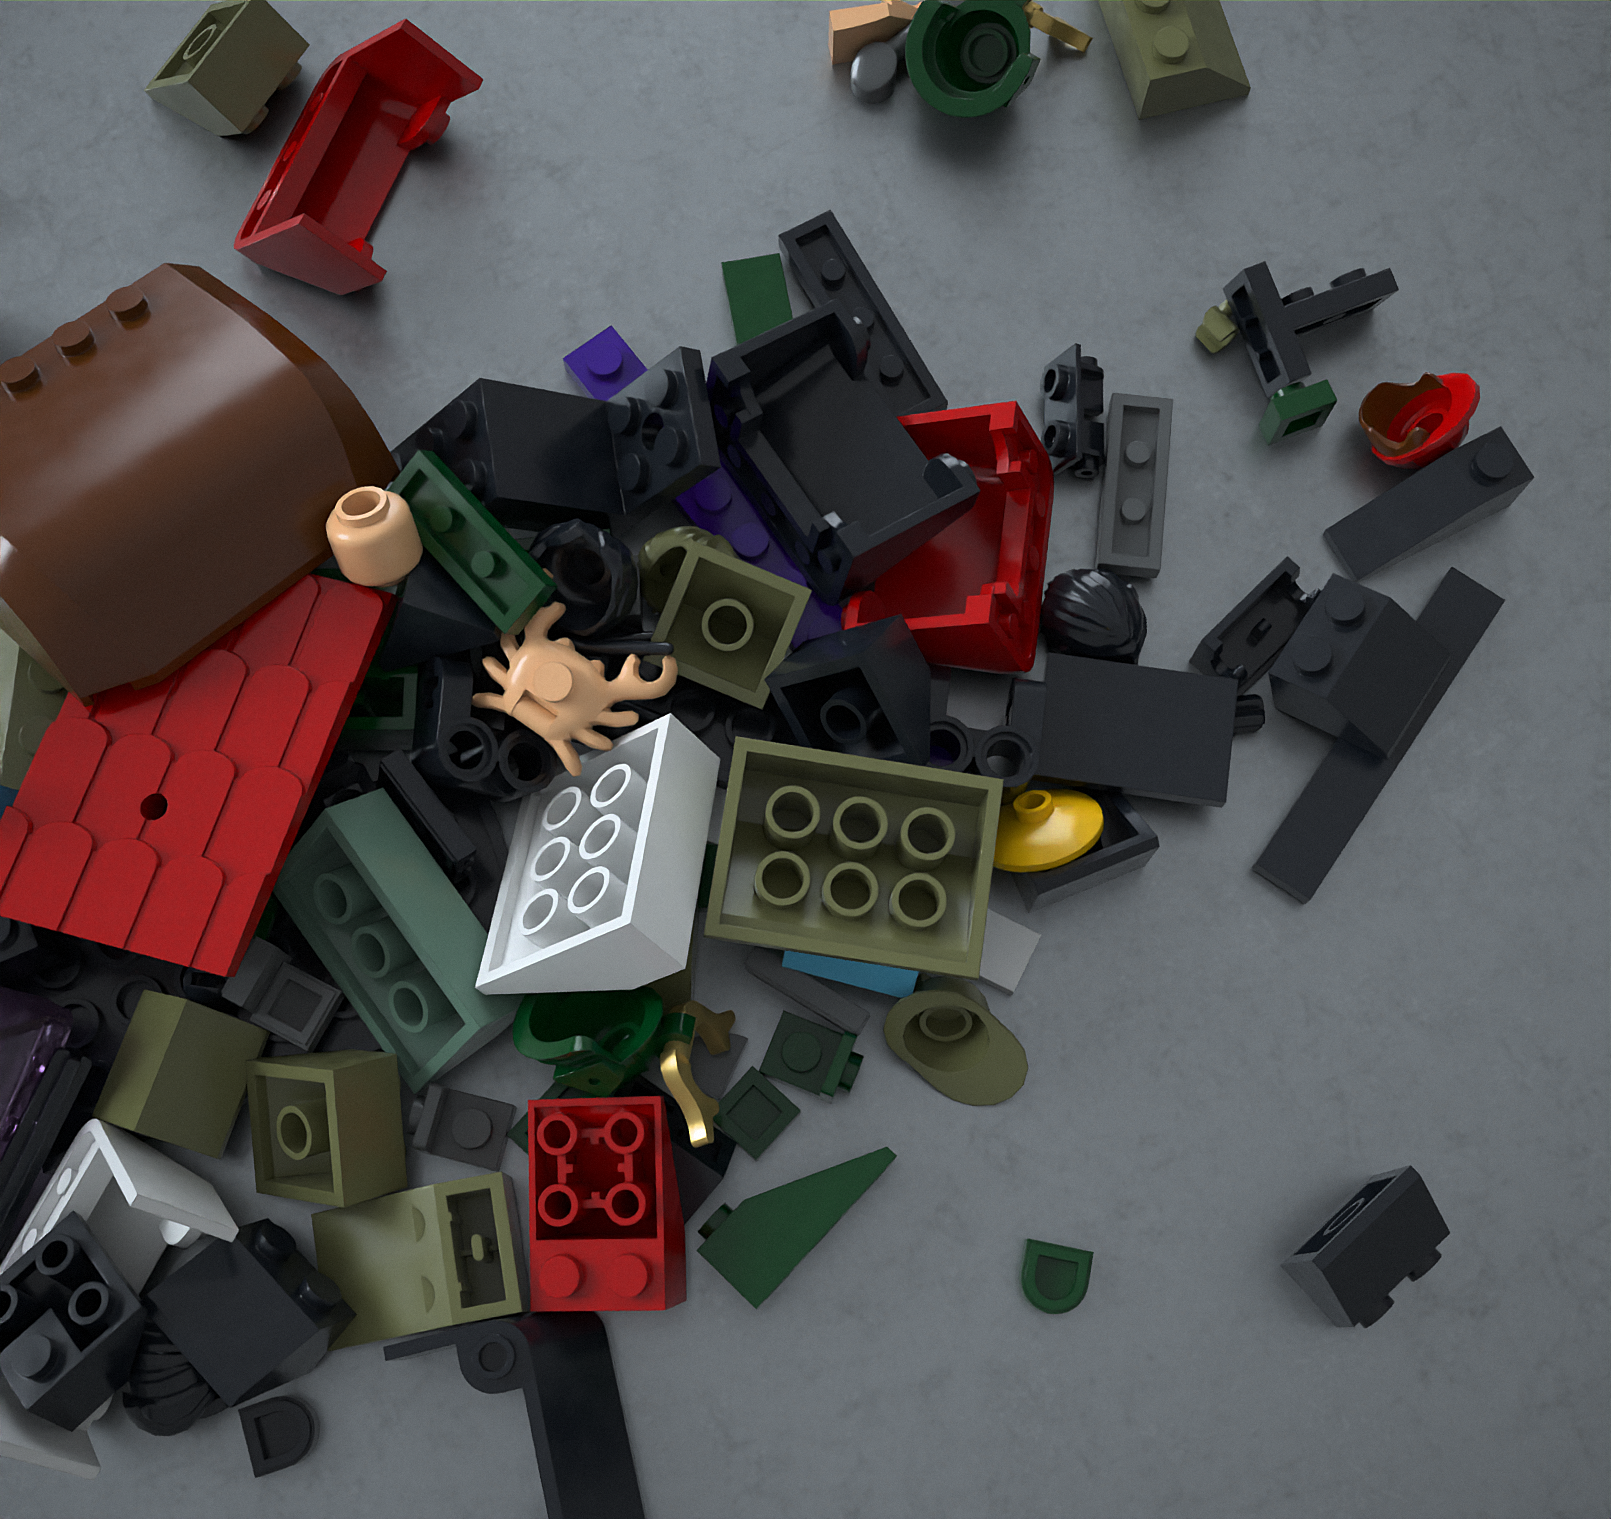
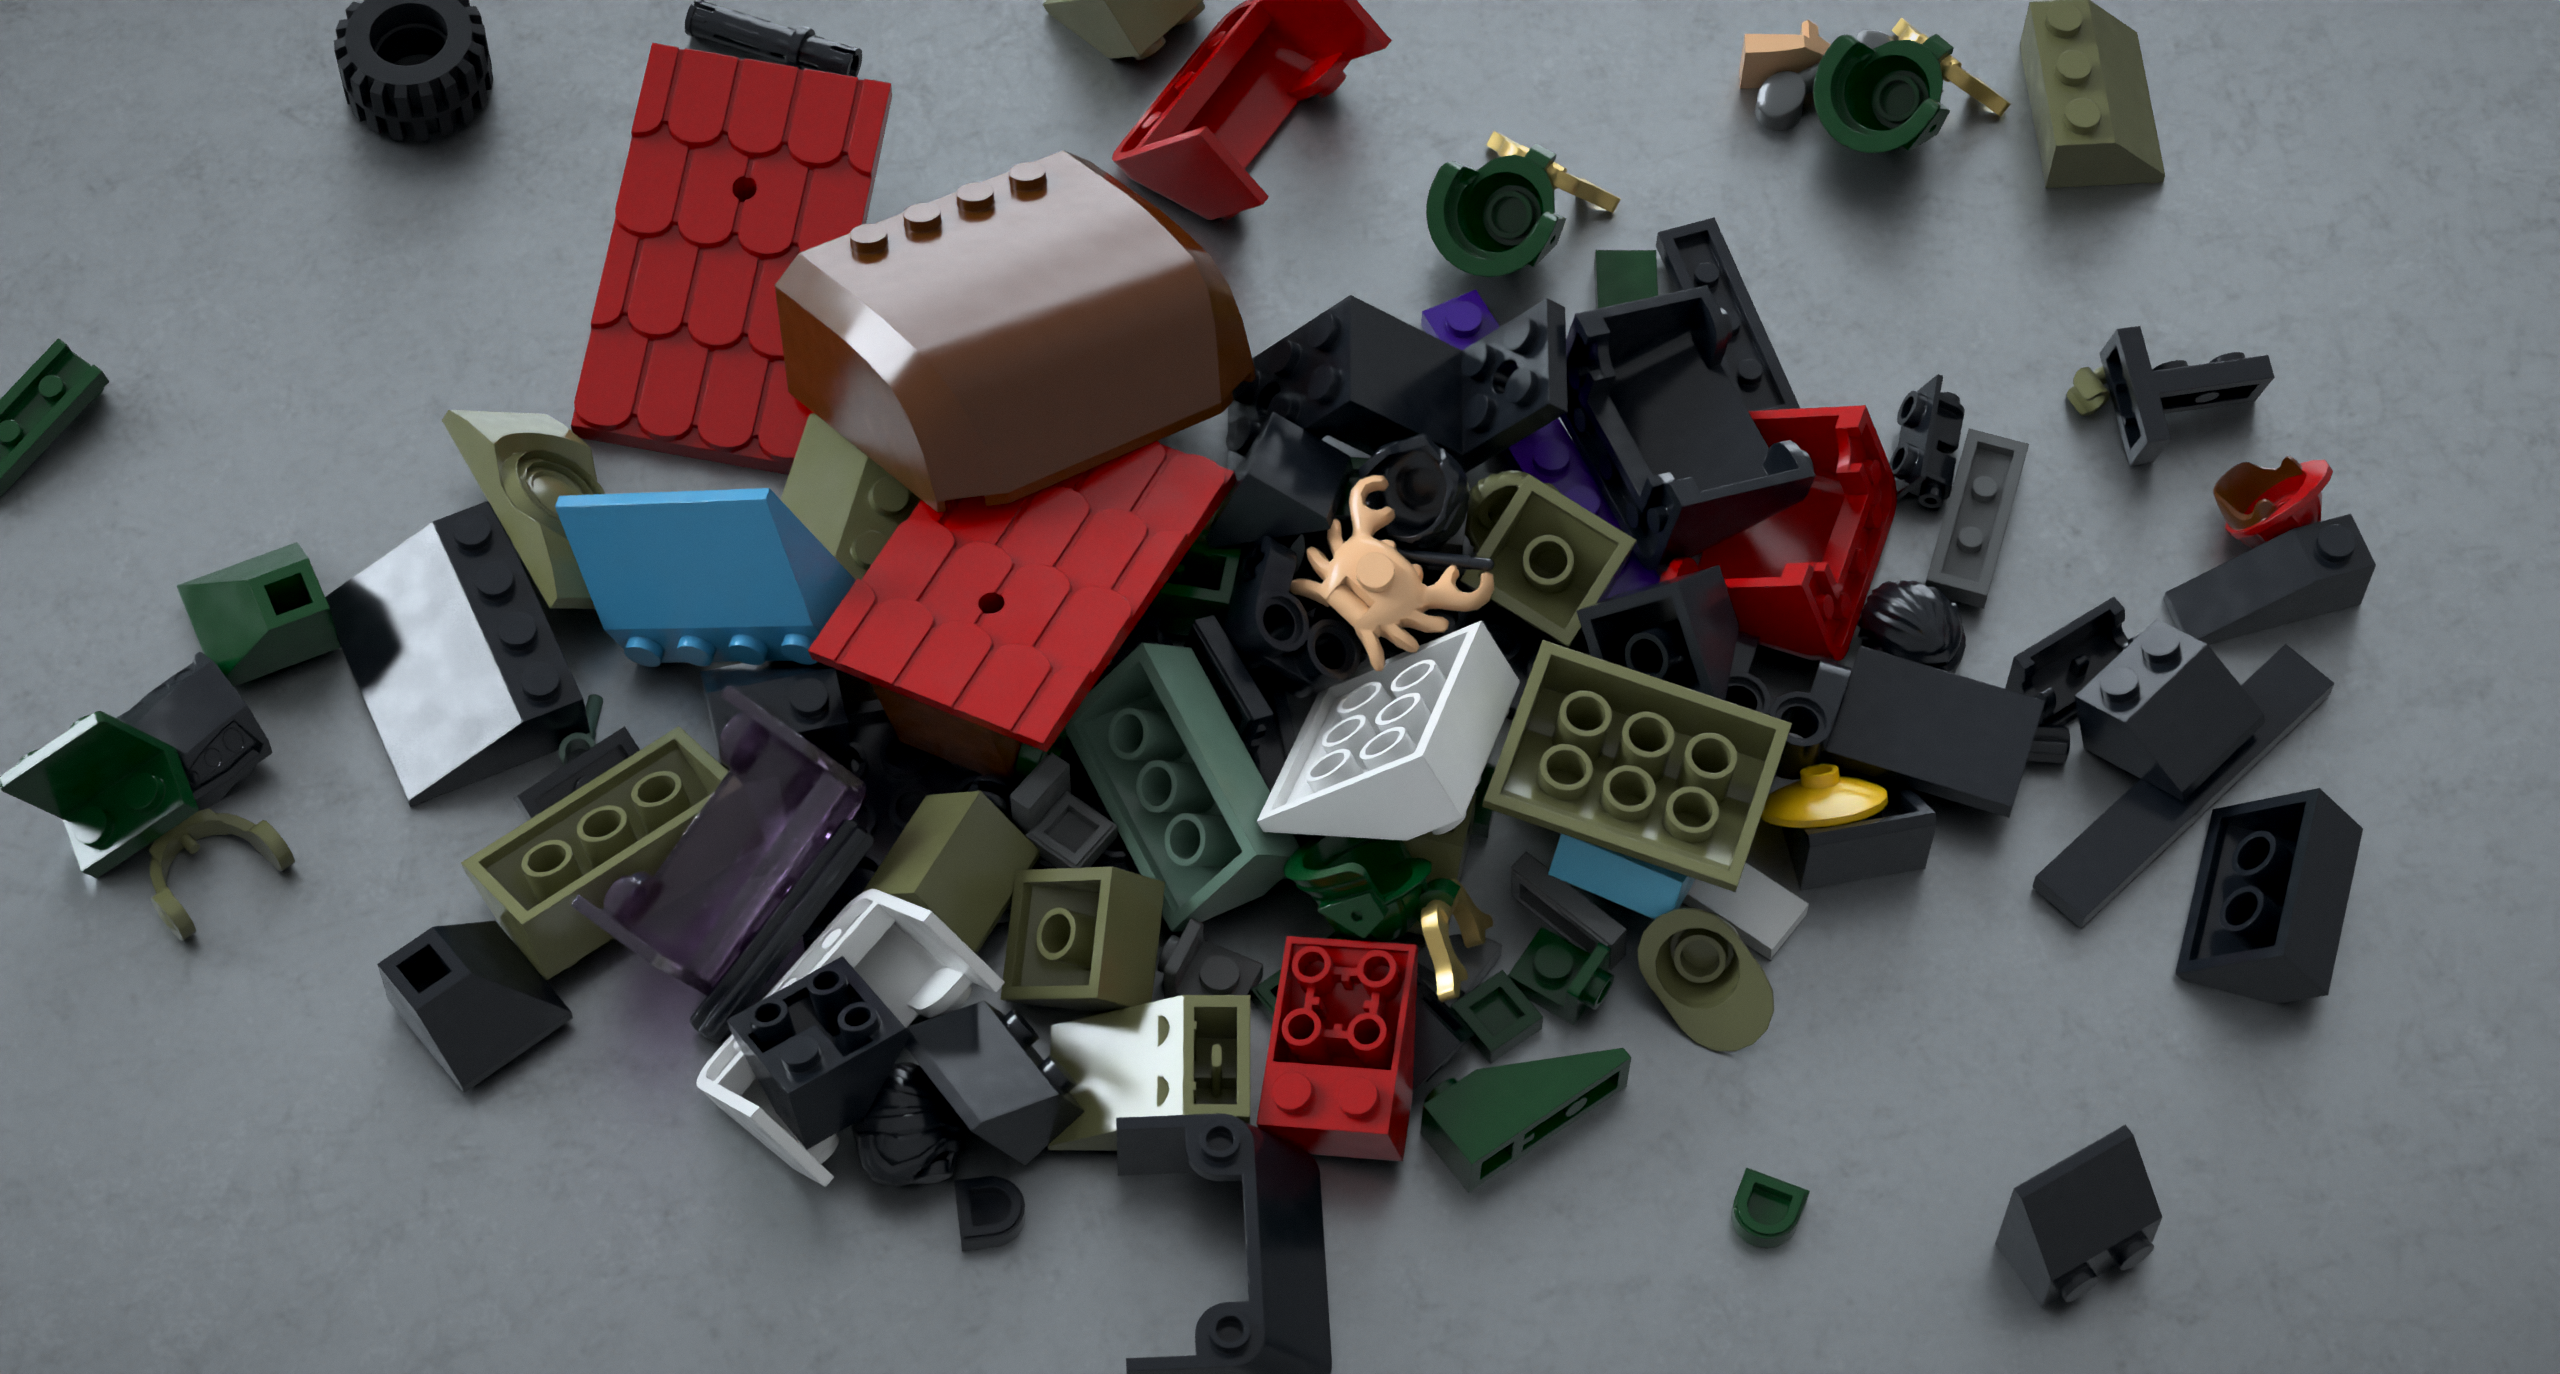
camera: 10 degrees right, 15 degrees down
(374, 537) = (1228, 415): light nougat head -> none
(472, 544) = (1316, 435): dark green plate -> none
(623, 243) = (1505, 210): none -> dark green helmet
(1297, 410) = (2153, 476): dark green plate -> none
(1486, 846) = (2271, 898): none -> black slope

